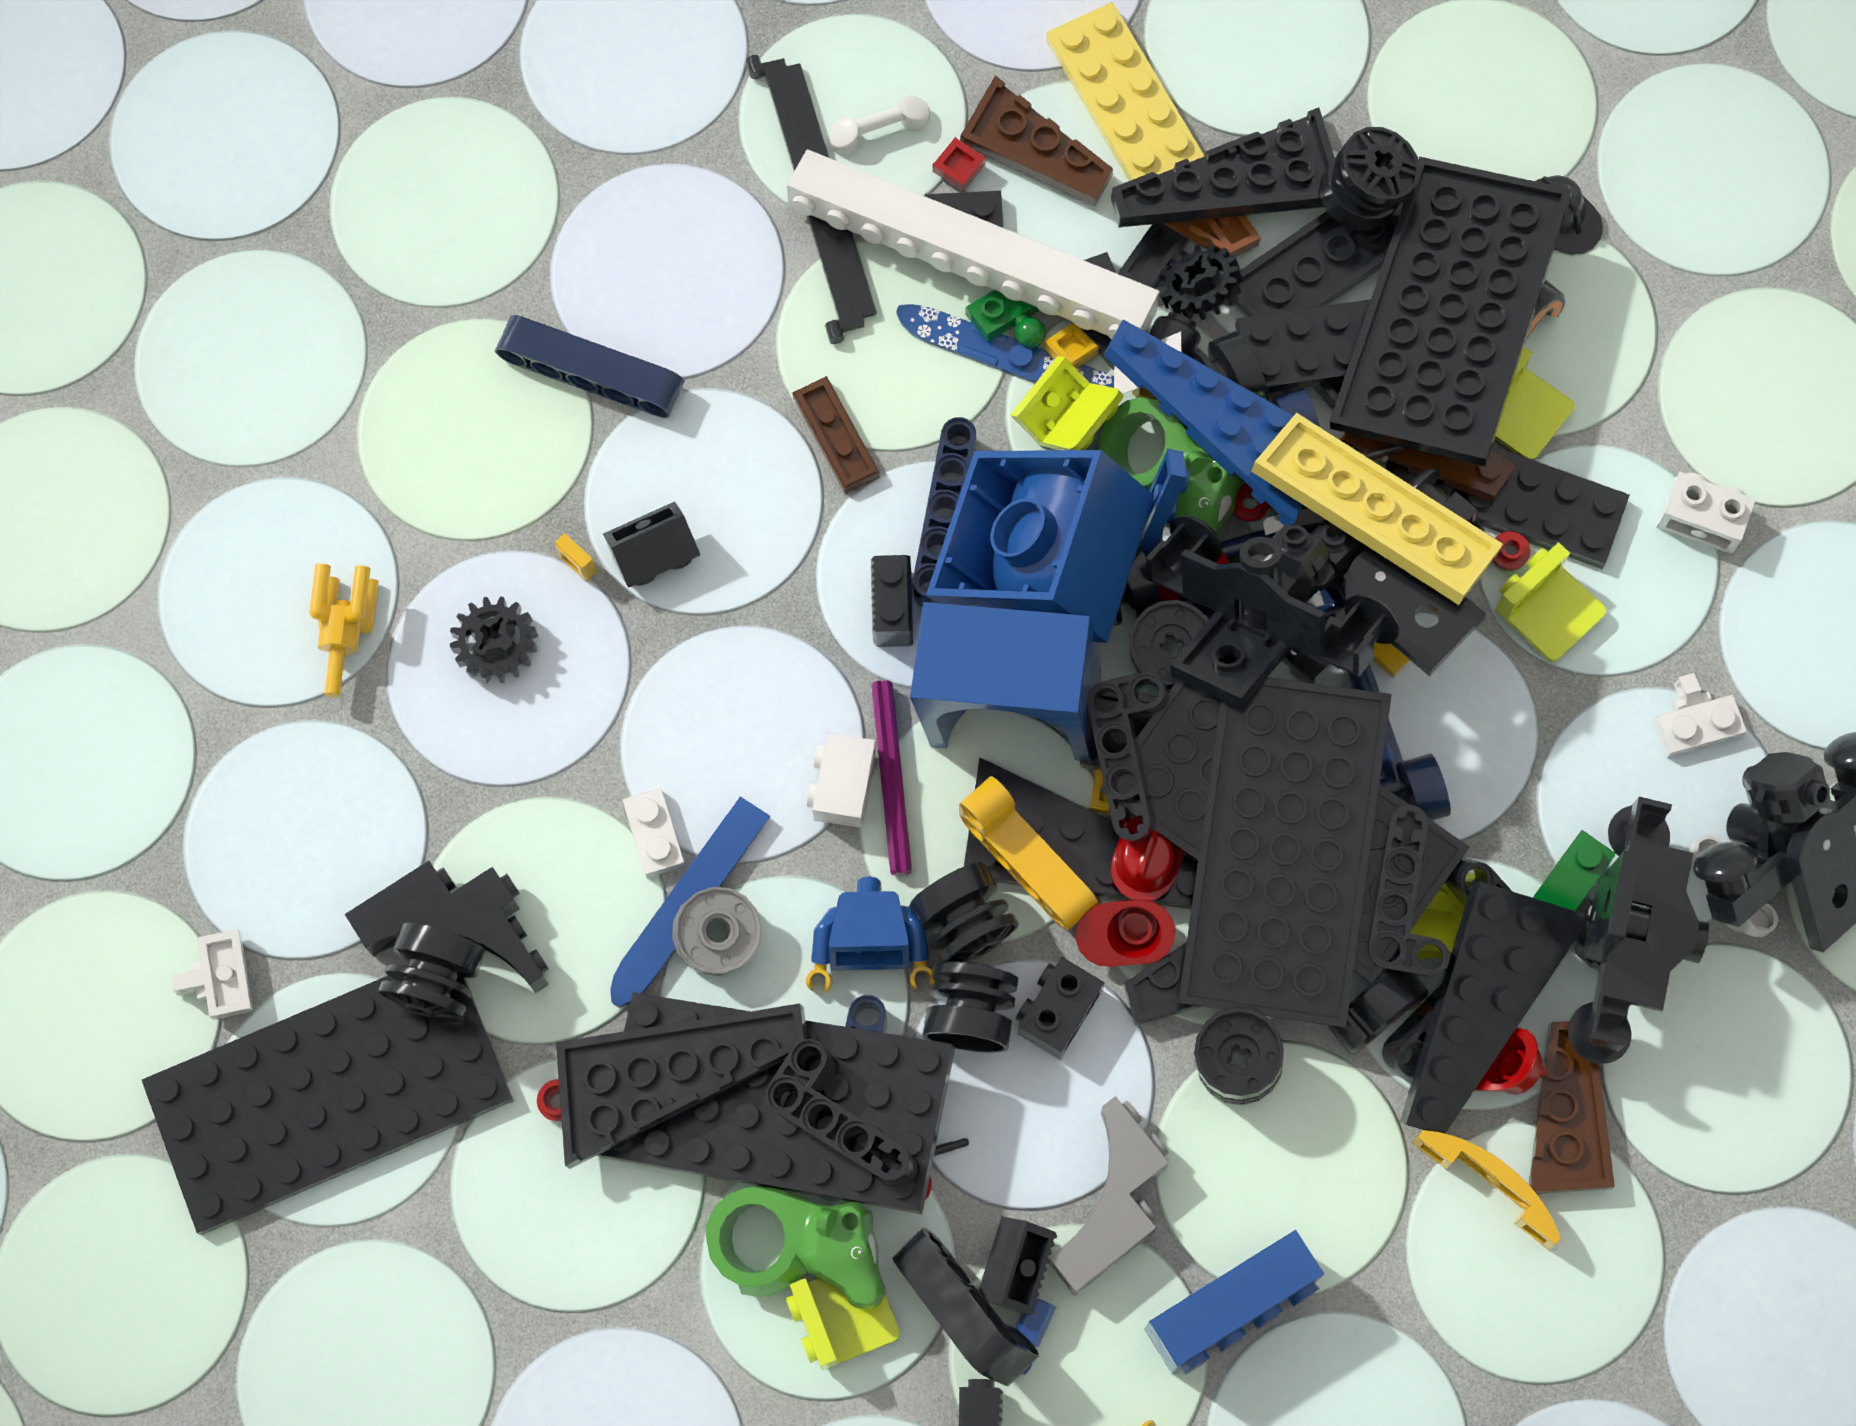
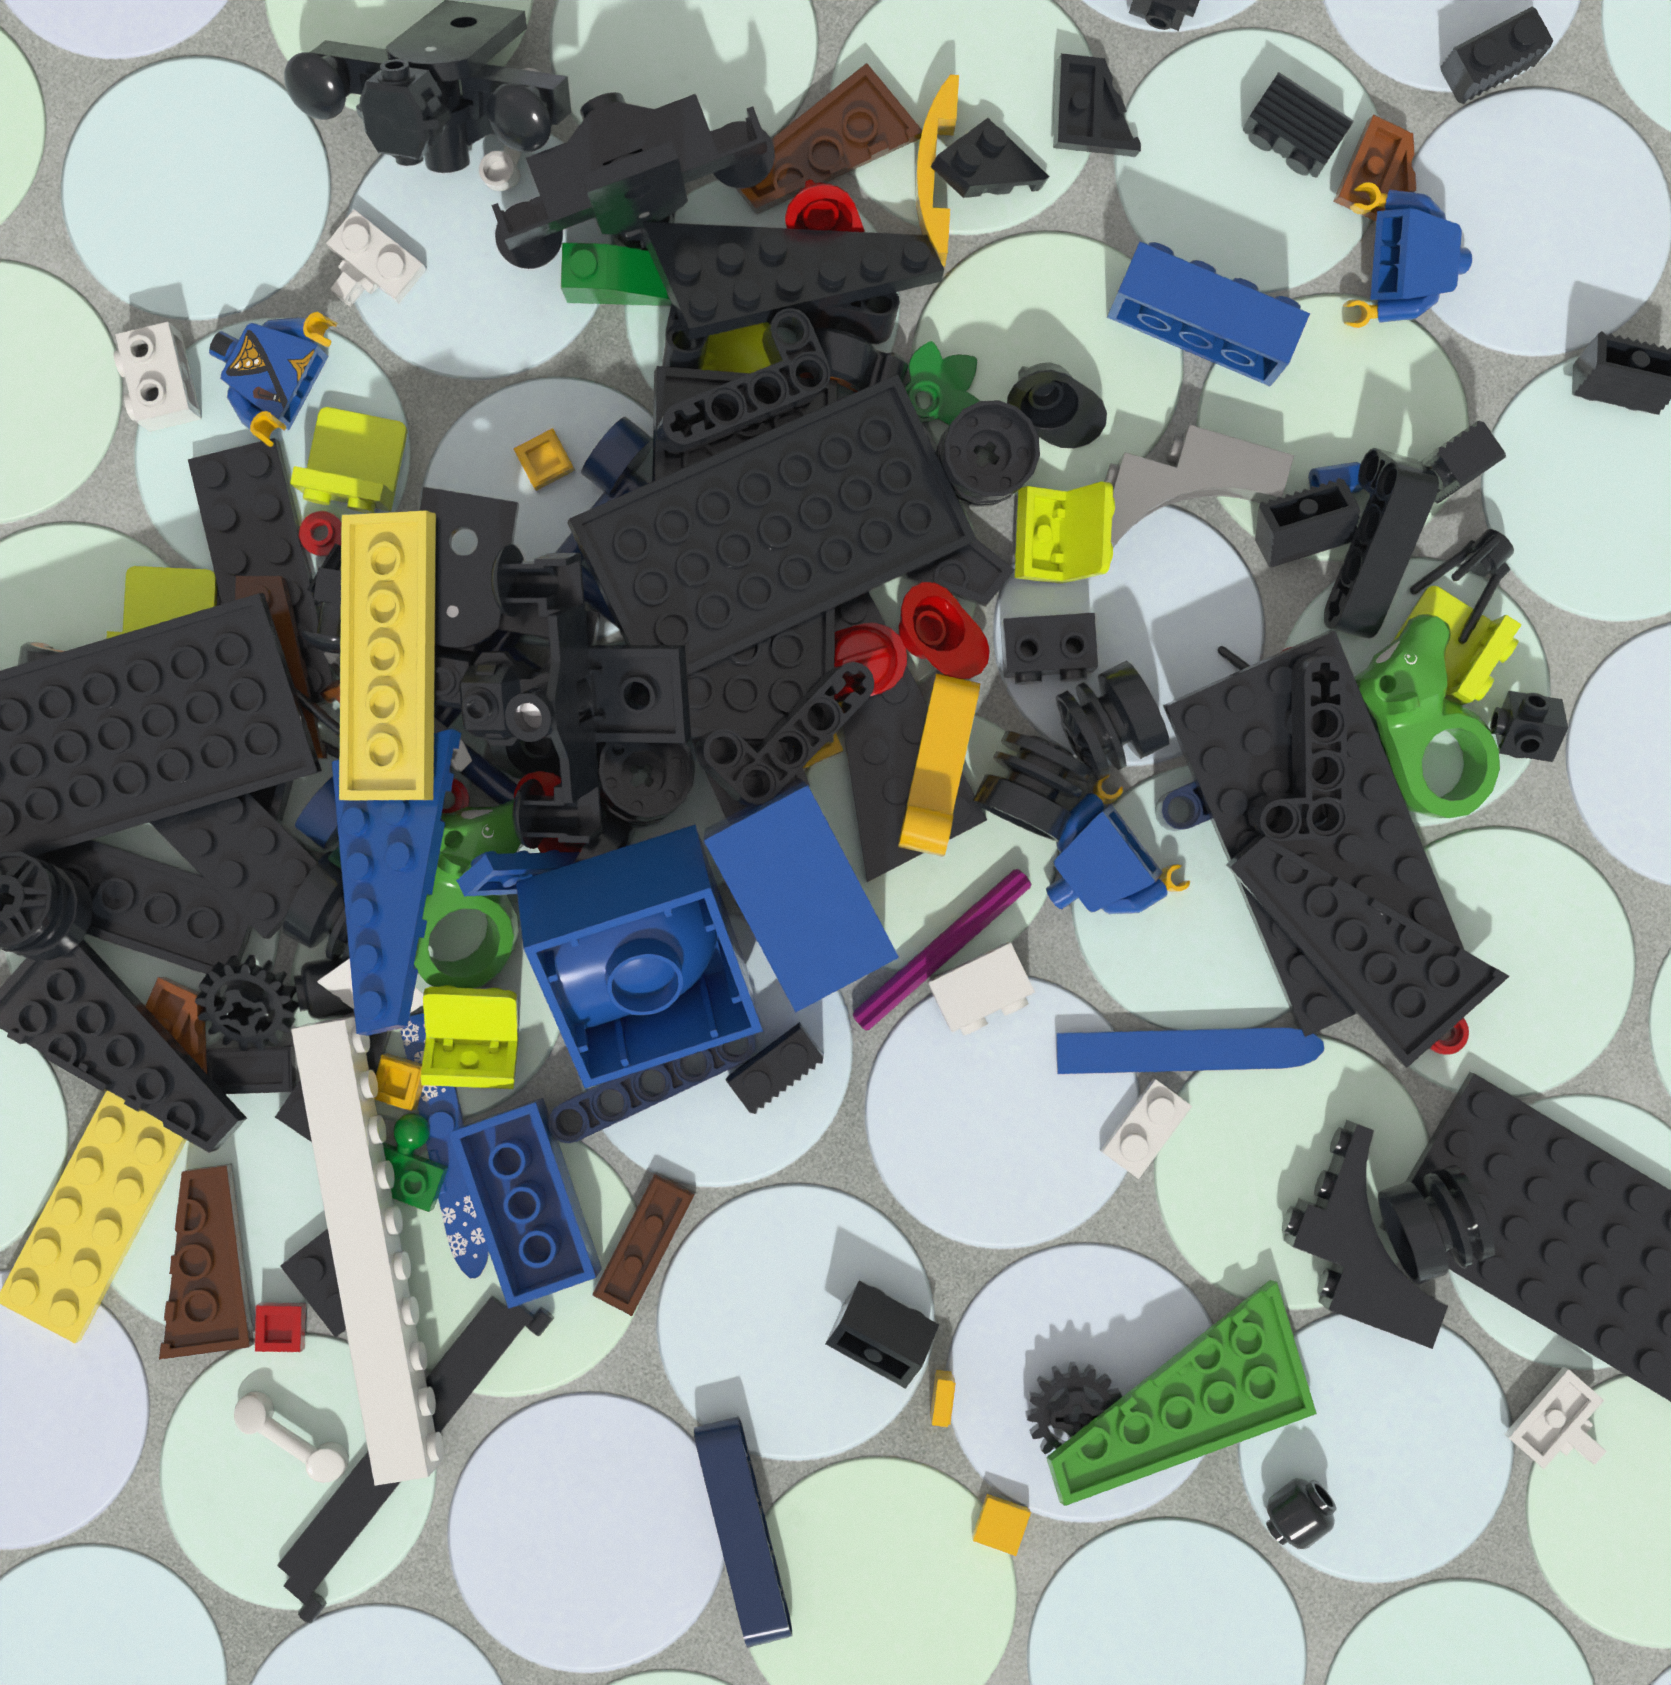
camera: 125 degrees left, 15 degrees up
(303, 745) = (1300, 1513): none -> black head
(341, 619) = (1162, 1570): yellow plant -> none
(434, 739) = (1210, 1395): none -> bright green wing
(457, 540) = (1001, 1524): none -> yellow tile
(738, 1326) = (1529, 726): none -> black brick
(741, 924) = (1221, 981): light grey wheel -> none
(892, 1393) = (1482, 557): none -> black plant
(924, 370) = (525, 1203): none -> blue brick
(1140, 1073) = (1064, 533): none -> neon yellow bracket
(1244, 1139) = (1058, 405): none -> black piece
(1319, 1075) = (943, 381): none -> green plate
(1460, 743) = (544, 459): none -> yellow tile
(1463, 1339) = (1089, 109): none -> black wing
(1471, 1223) = (987, 163): none -> black wing
(1656, 590) = (272, 369): none -> blue torso

